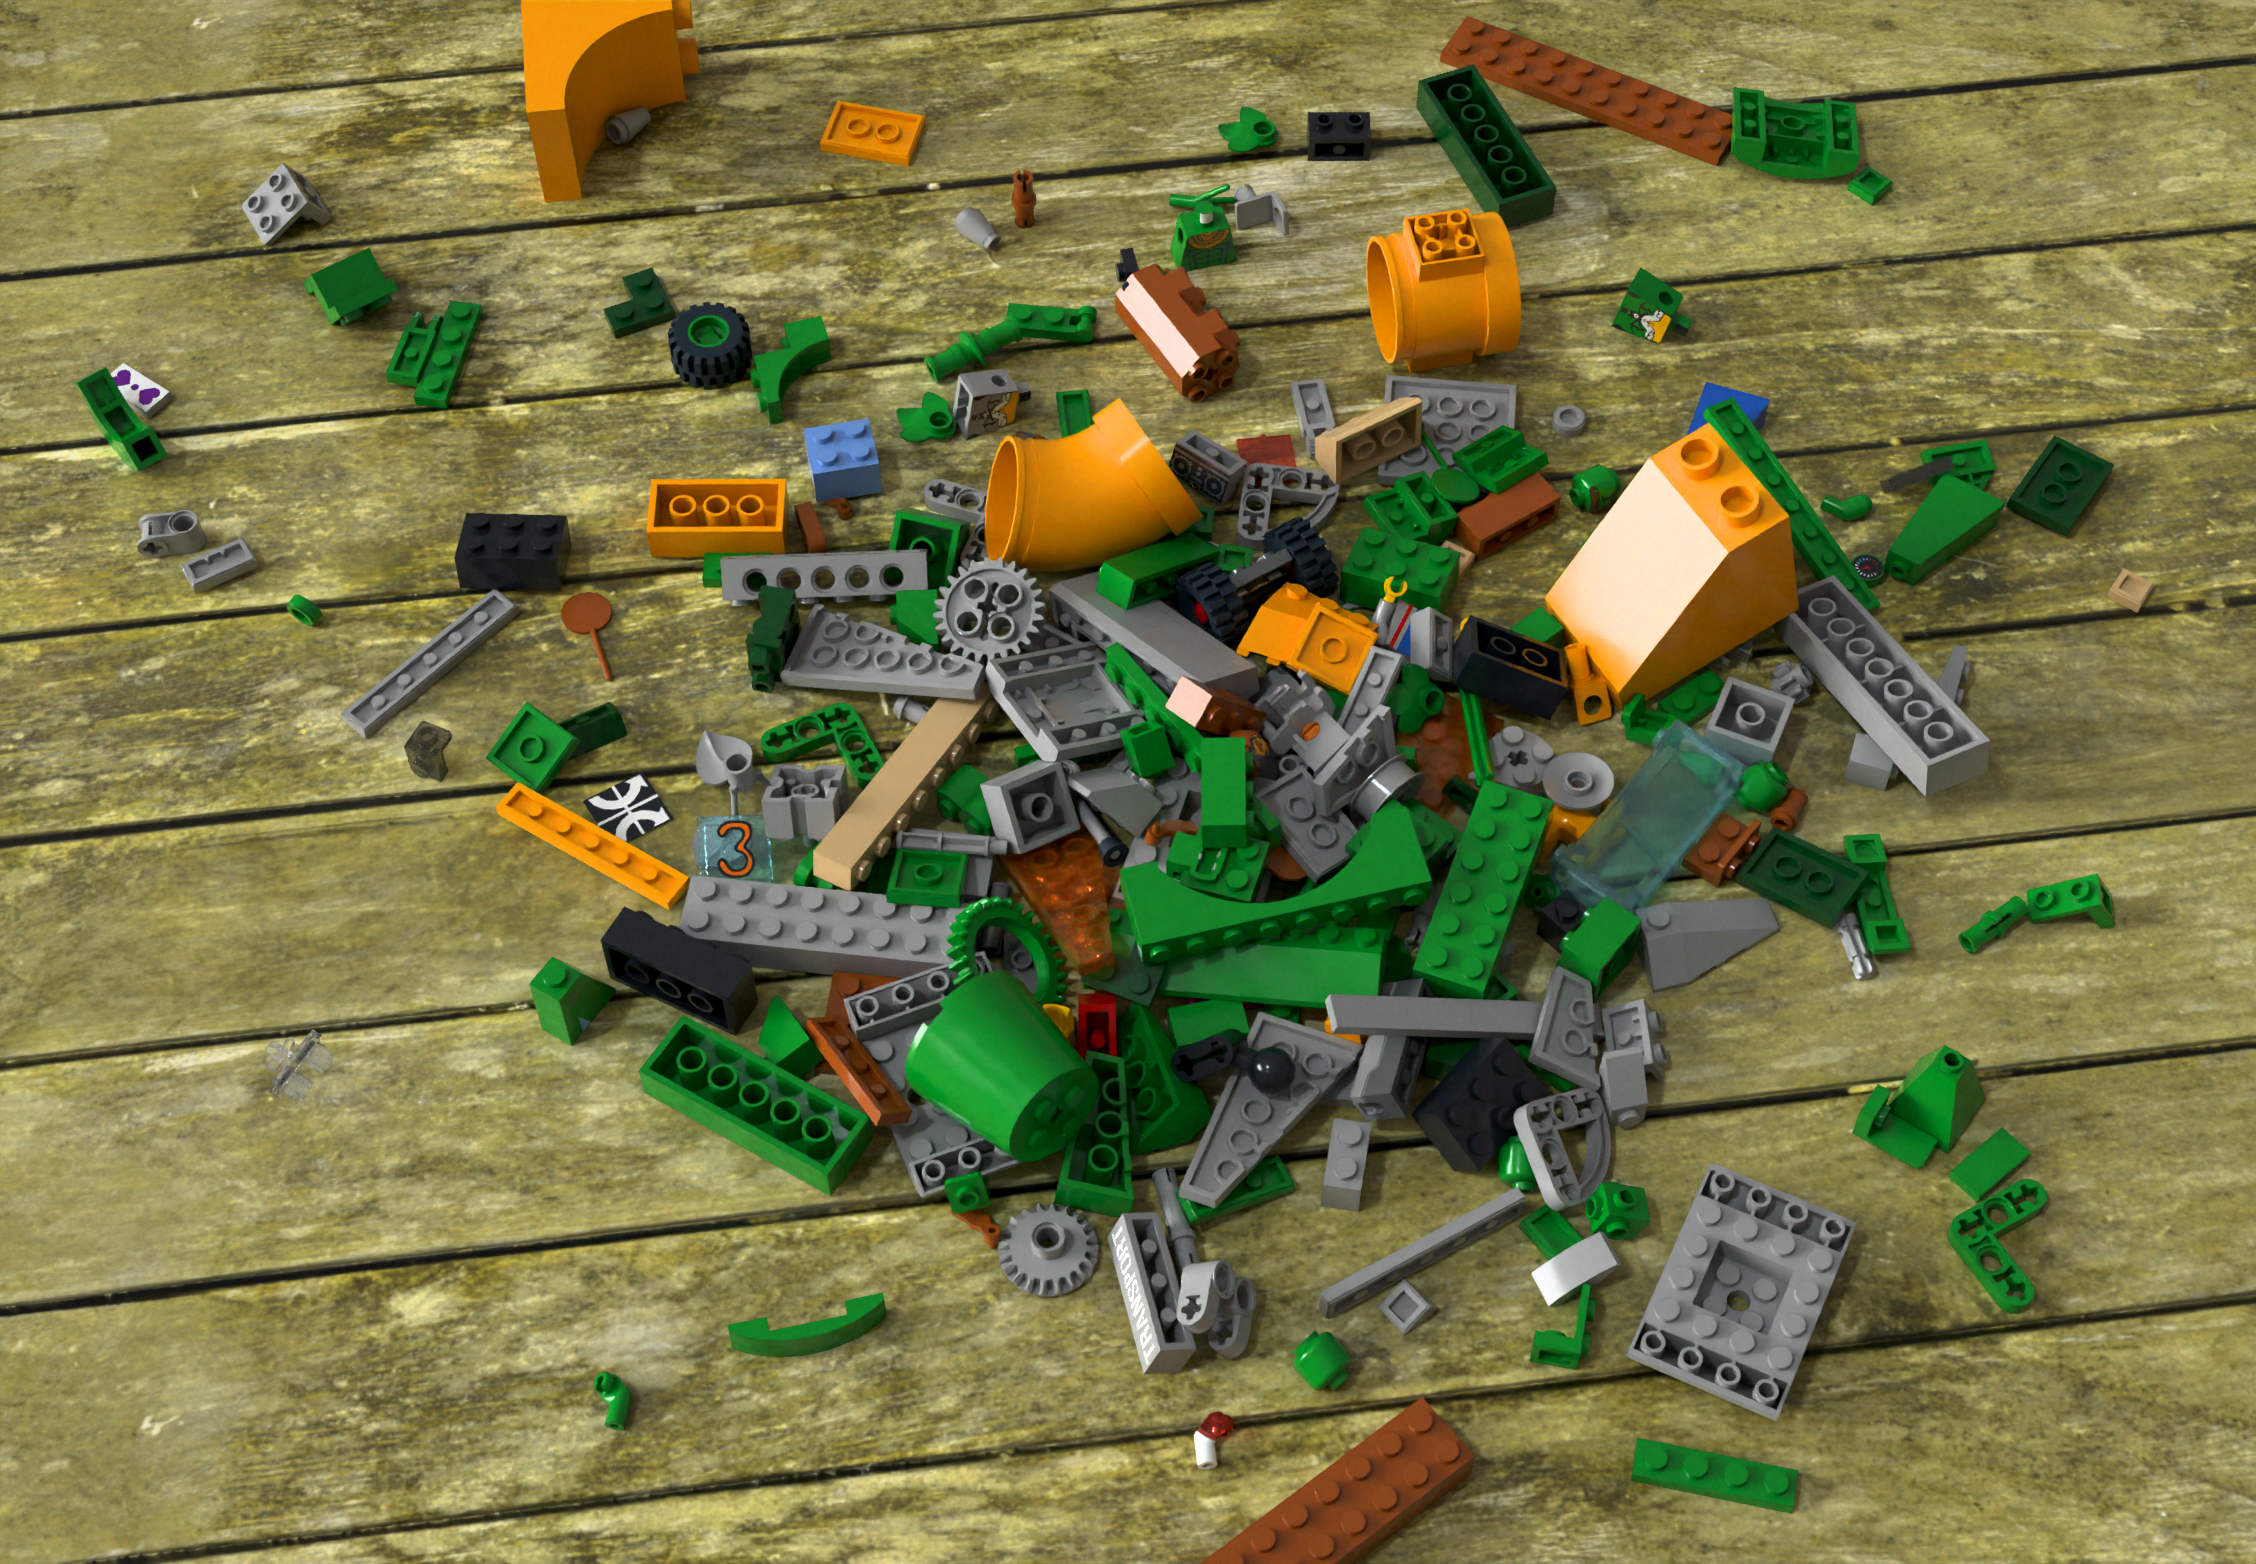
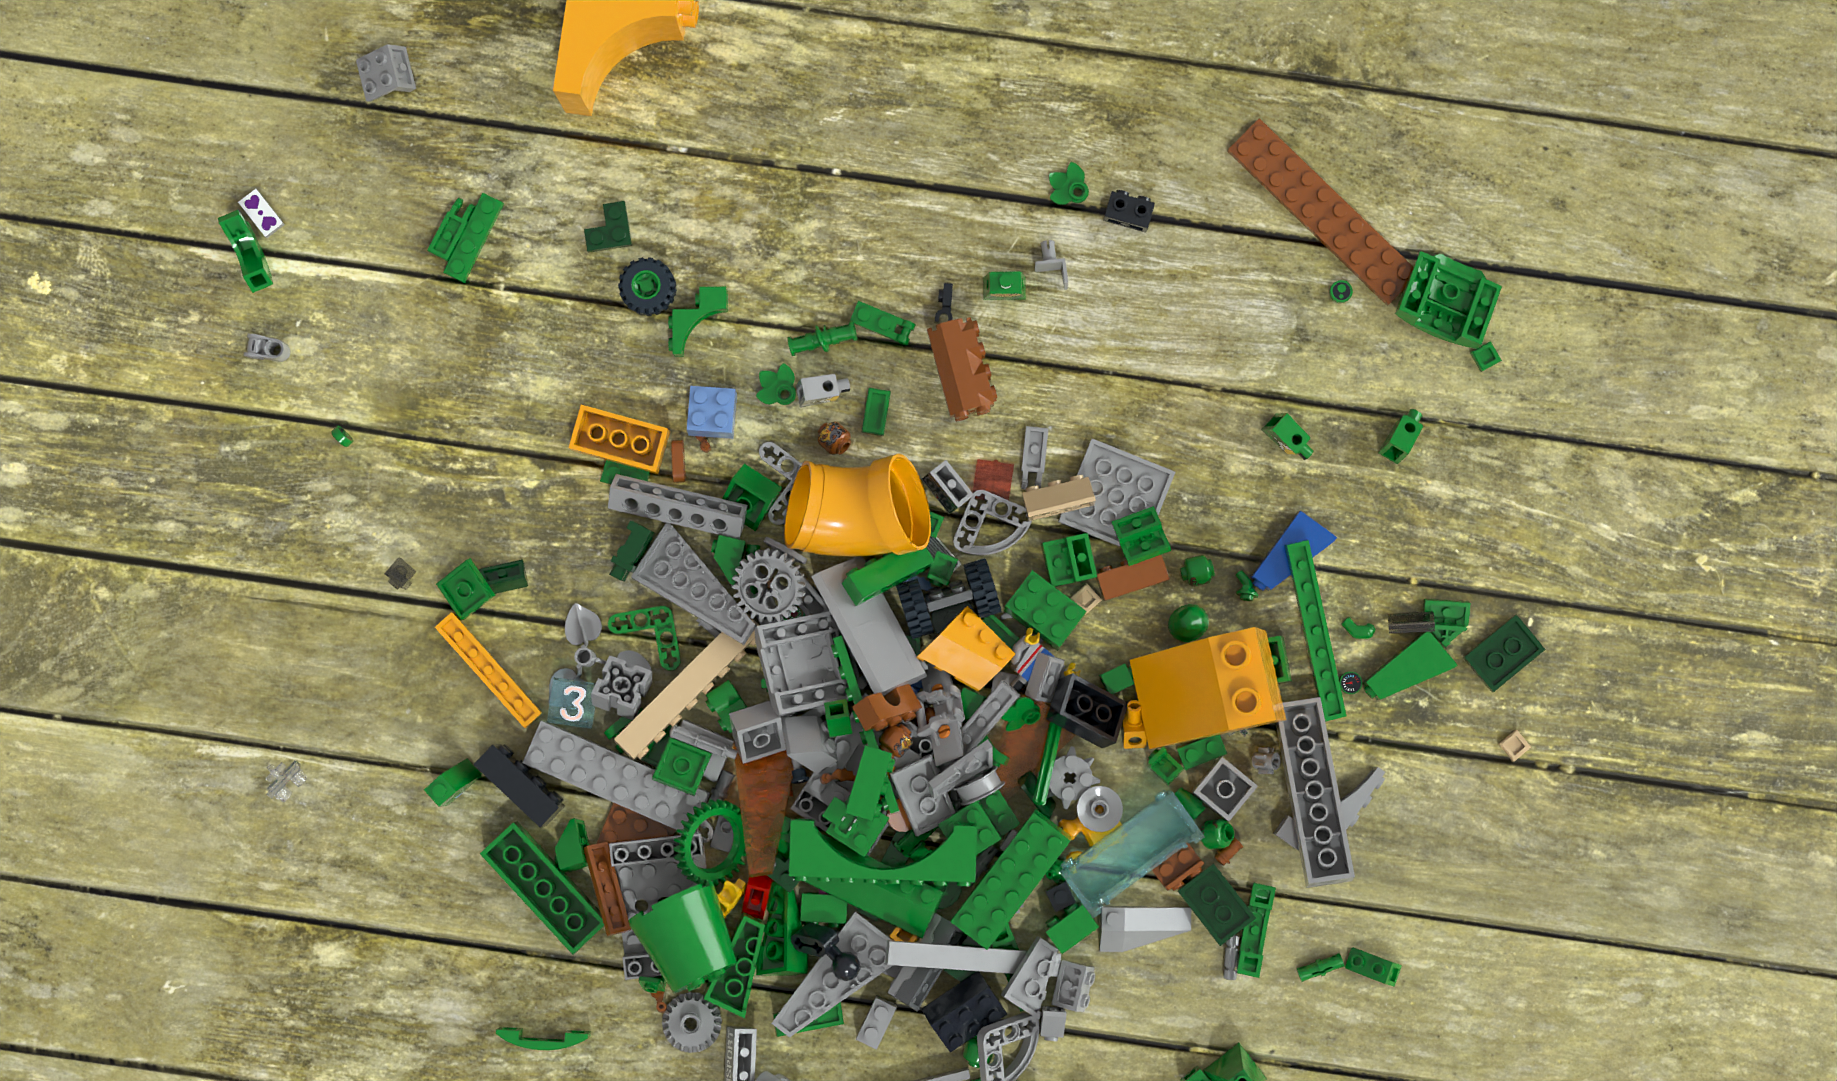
camera: 15 degrees right, 30 degrees up
(219, 565) = (294, 382): light grey plate -> none
(351, 287) = (415, 169): green bracket -> none
(430, 663) = (416, 496): light grey tile -> none
(513, 551) = (482, 430): black brick -> none
(587, 615) = (522, 484): dark orange piece -> none
(617, 1396) = (428, 1046): green arm -> none
(626, 125) = (635, 60): light grey cone -> none
(628, 808) = (516, 644): sticker -> none
(872, 133) = (806, 112): light orange tile -> none
(975, 227) = (854, 227): light grey cone -> none
(1023, 199) = (886, 216): dark orange pin -> none
(1180, 1236) = (768, 1030): light grey pin -> none
(1190, 201) = (1012, 243): green plant -> none
(1332, 649) = (977, 673): light orange tile -> none
(1444, 289) = (1144, 404): light orange cylinder -> none
(1449, 482) = (1103, 546): green piece -> none
(1485, 146) = (1226, 254): dark green brick -> none
(1568, 421) = (1202, 505): light grey tile -> none
(1650, 161) = (1340, 291): none -> tile
(1804, 272) = (1402, 437): none -> green torso

